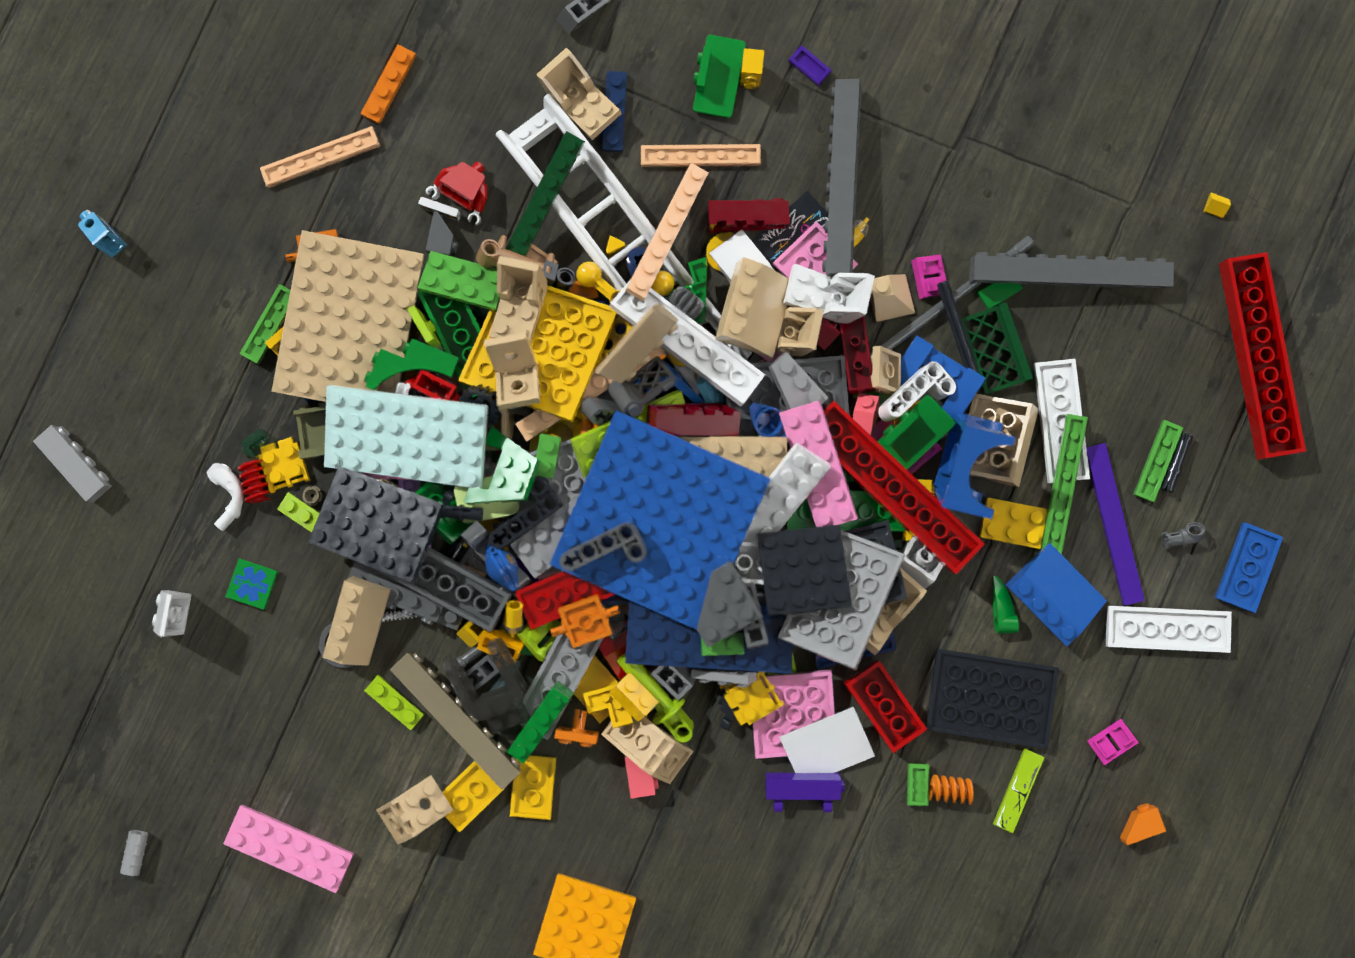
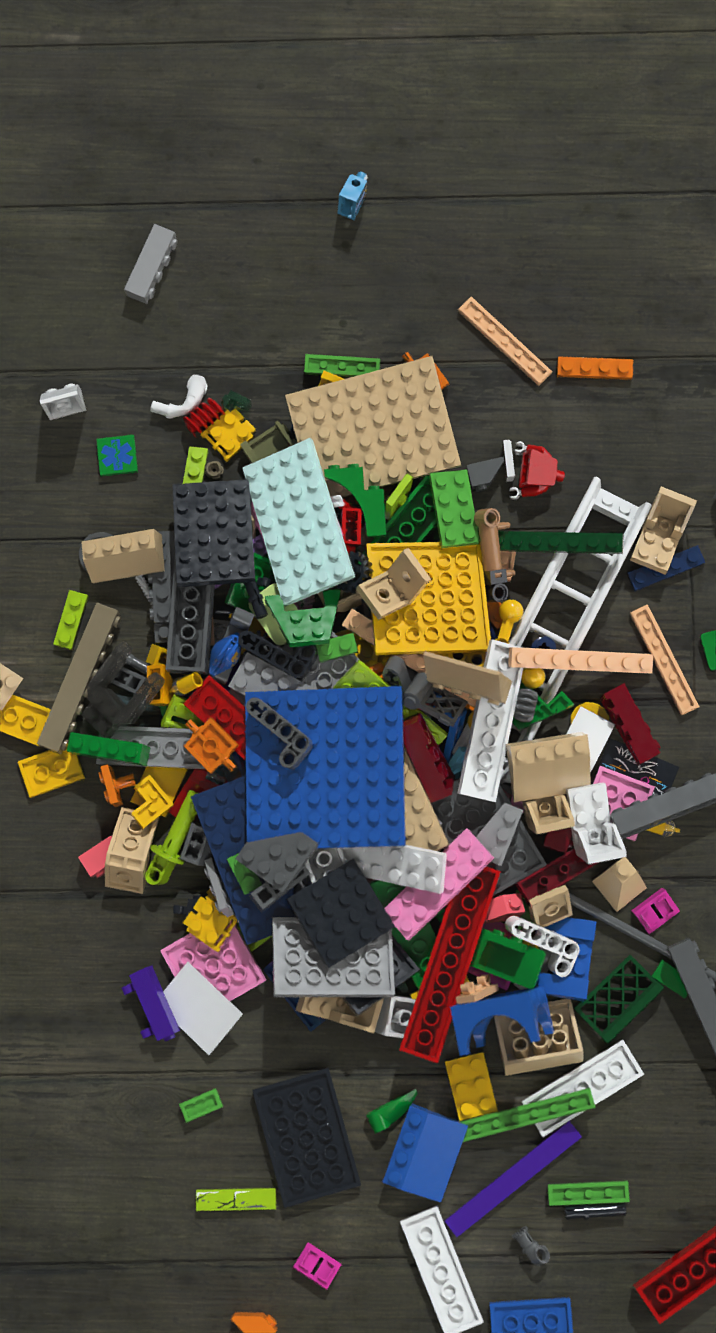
camera: 70 degrees right, 5 degrees down
(521, 295) = (464, 563): tan bracket -> none
(614, 246) = (547, 622): yellow slope -> none
(634, 697) = (165, 818): yellow brick -> none
(767, 421) = (455, 821): blue hat -> none
(885, 706) = (256, 1043): red brick -> none
(935, 477) = (473, 992): none -> light nougat plate
(951, 788) = (210, 1136): orange piece -> none
(956, 325) = (621, 954): black axle -> none

